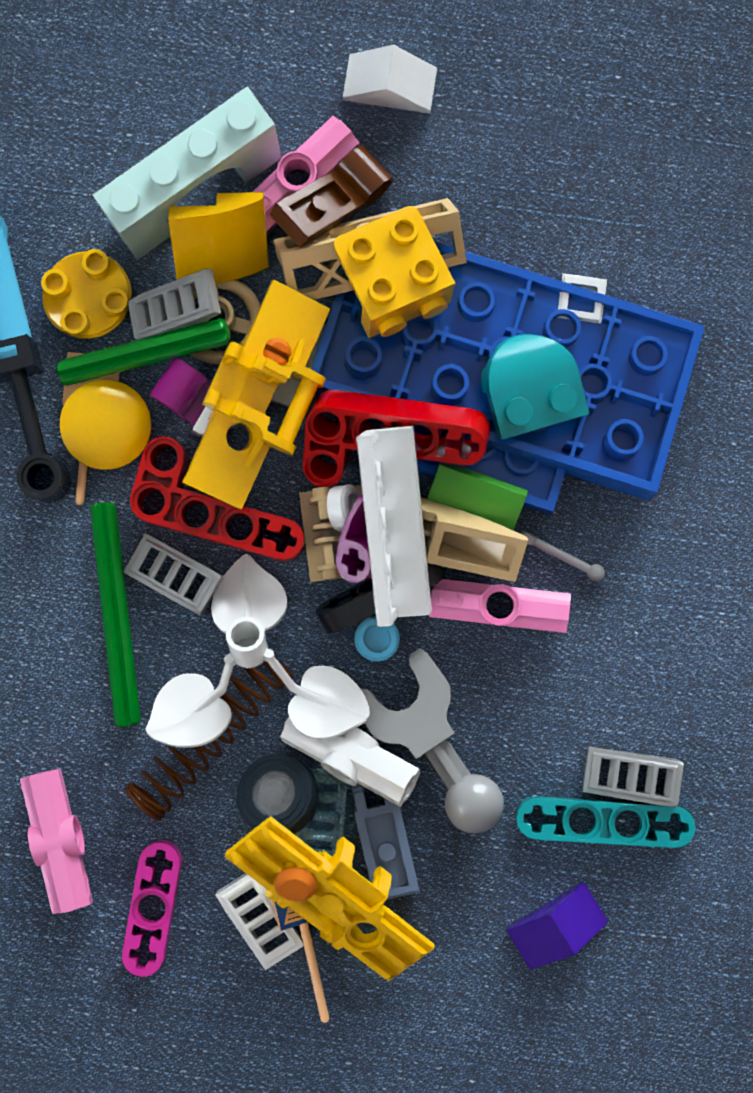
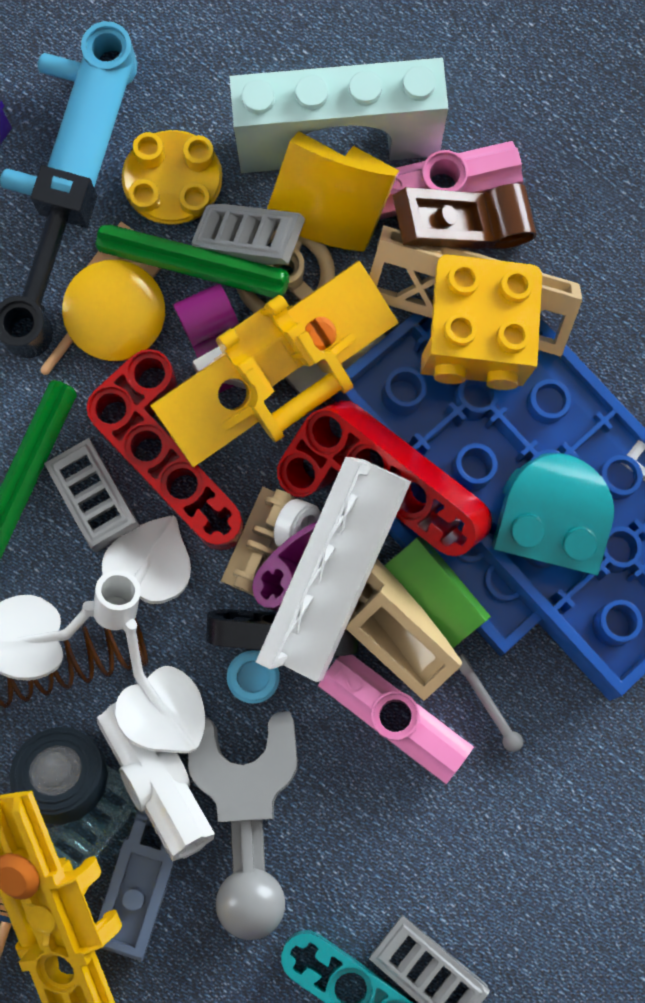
camera: 30 degrees right, 5 degrees down
(390, 79) = (590, 140): white slope -> none

